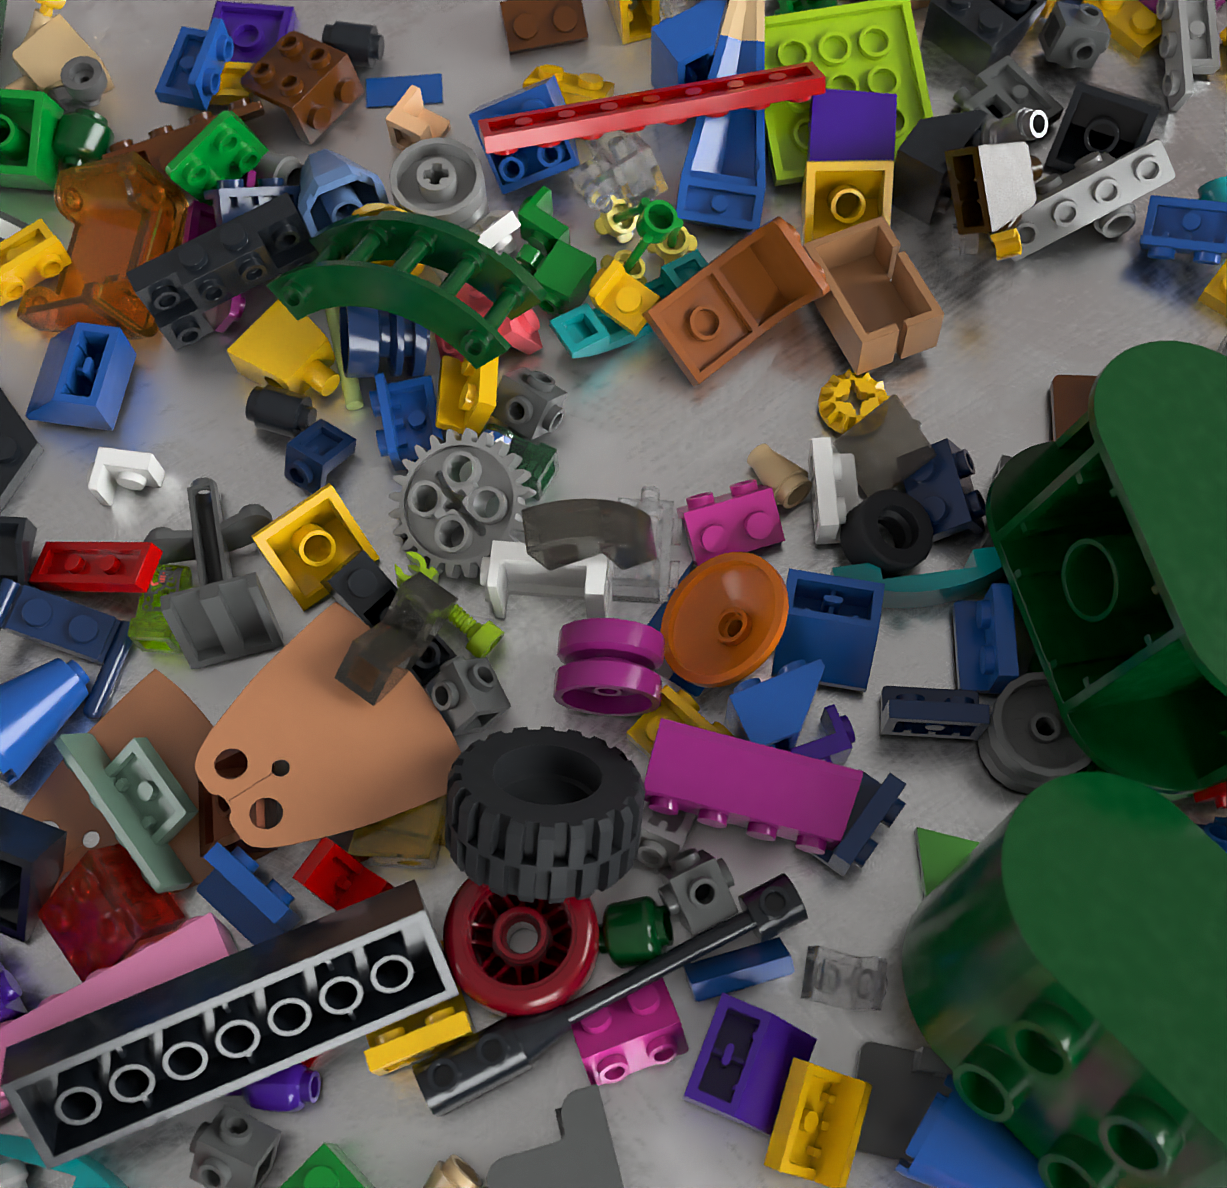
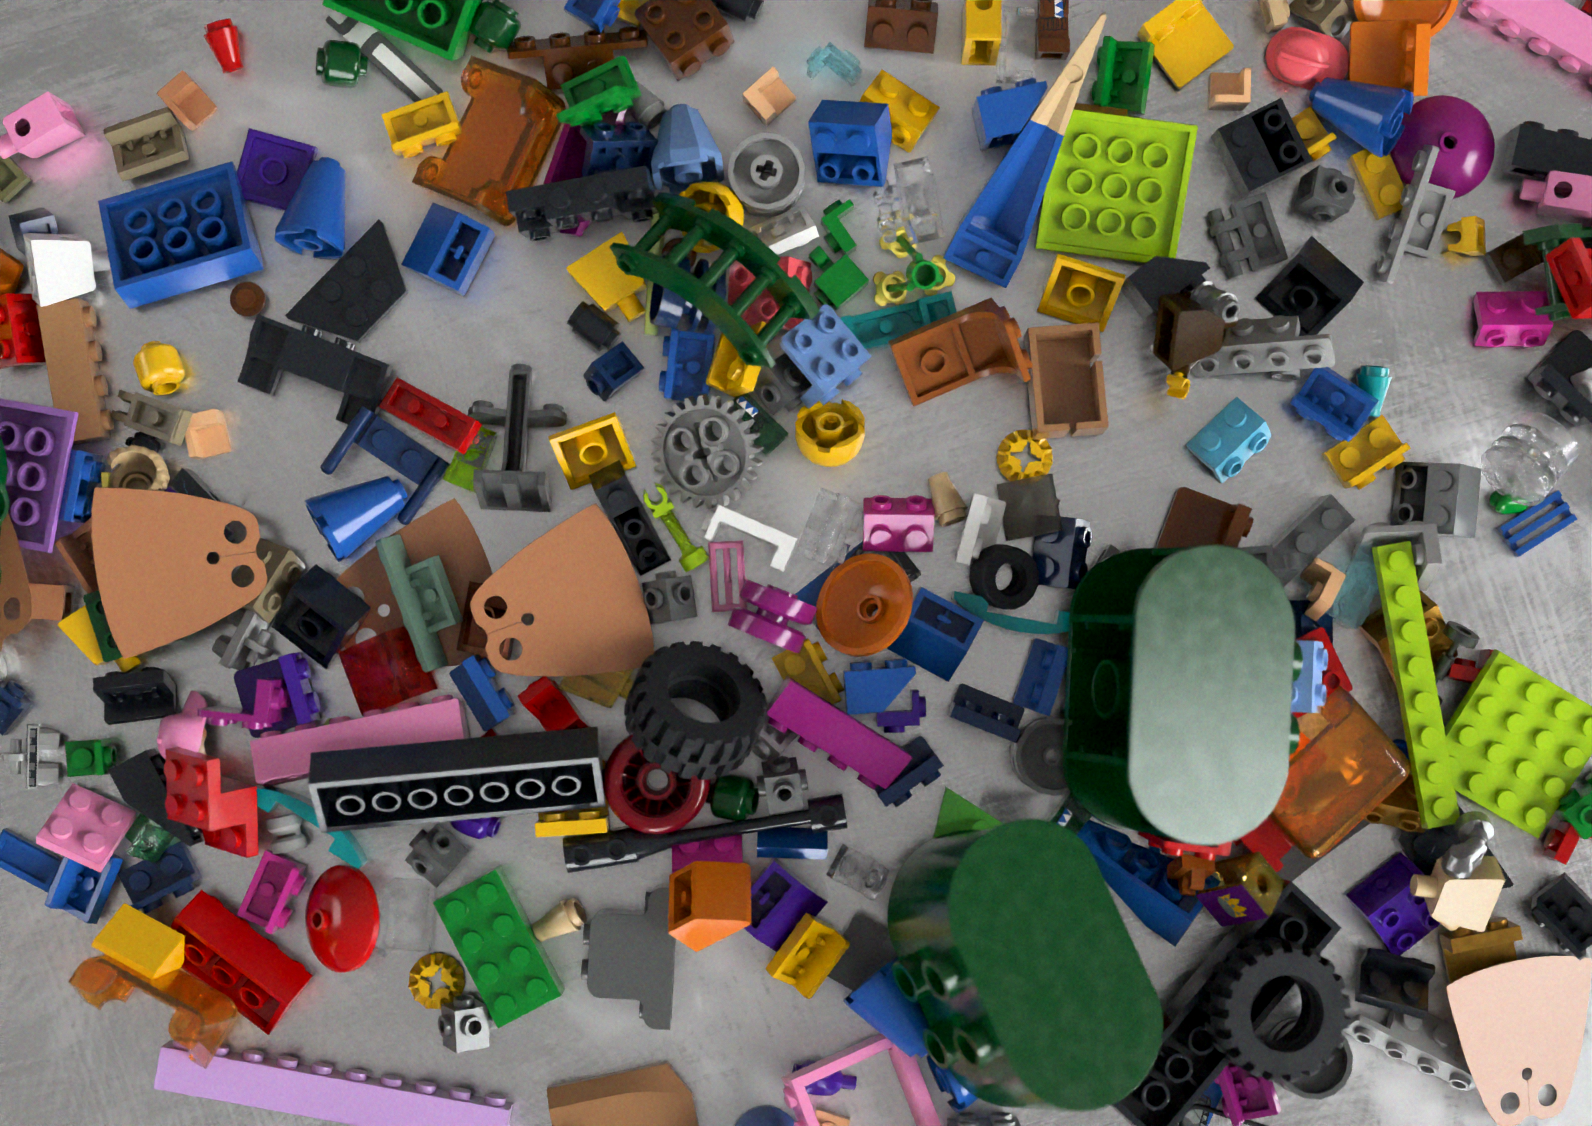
camera: 15 degrees right, 20 degrees up
(122, 467) = (471, 339): white bracket -> none
(389, 90) = (767, 50): blue sticker -> none
(394, 645) = (631, 551): clear smoke brick -> none
(482, 70) = (842, 63): none -> clear light blue bracket
(522, 615) = (726, 545): none -> bright pink tile
(576, 343) = (824, 354): none -> medium blue bracket
(582, 528) = (786, 528): clear smoke brick -> none
(608, 439) = (830, 433): none -> yellow cylinder
(621, 297) = (879, 320): yellow bracket -> none
(650, 1083) = (709, 902): none -> orange slope
(663, 105) = (952, 173): red plate -> none
(852, 126) = (1107, 231): dark purple tile -> none
(1088, 309) = (1230, 439): none -> medium azure bracket

